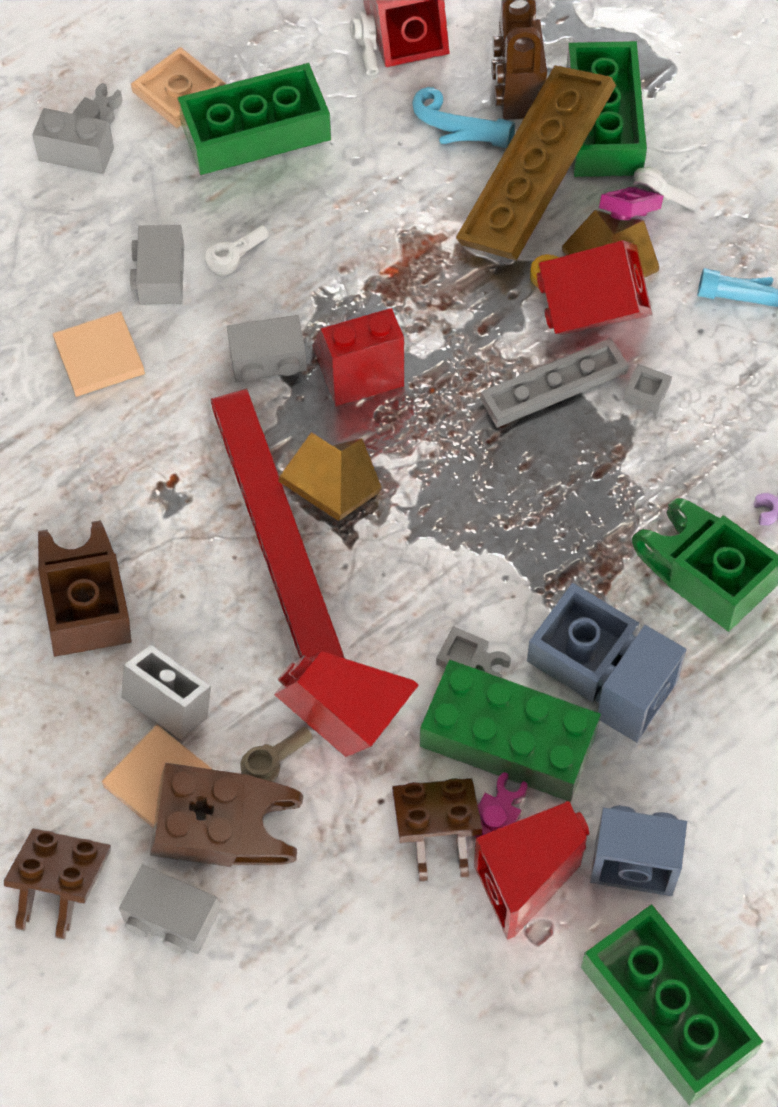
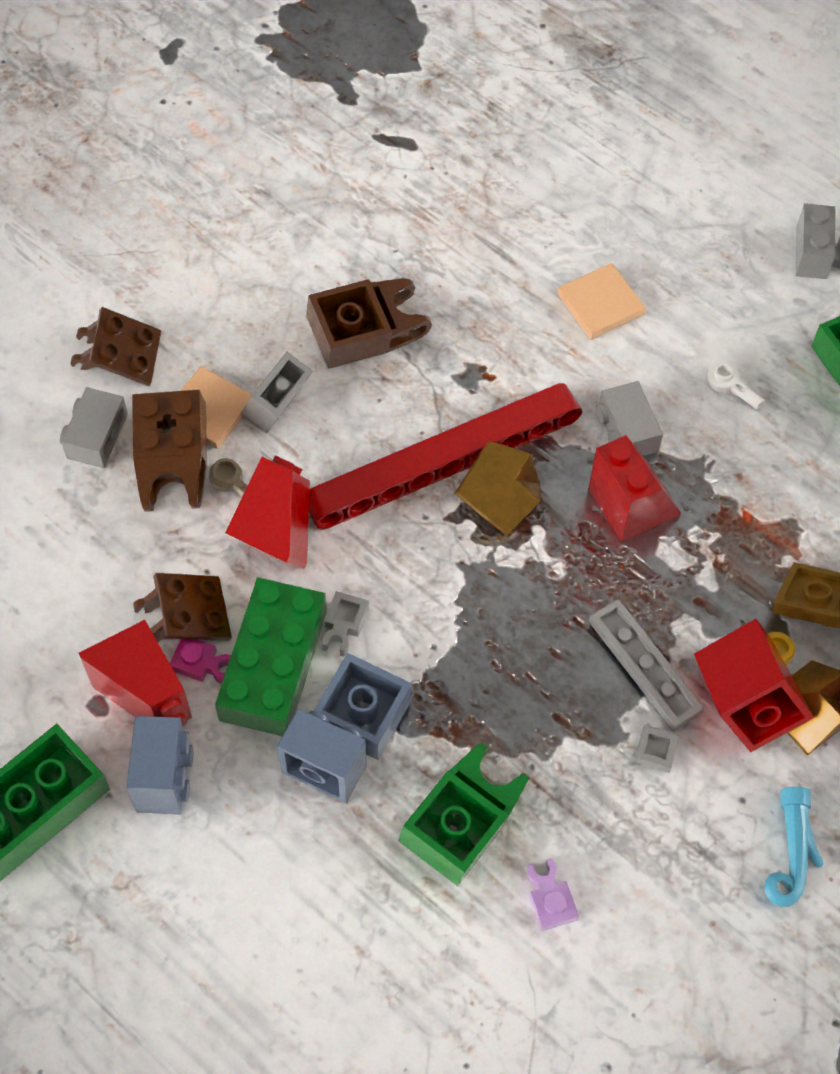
camera: 80 degrees right, 0 degrees up
(158, 265) = (700, 327): light grey brick -> none

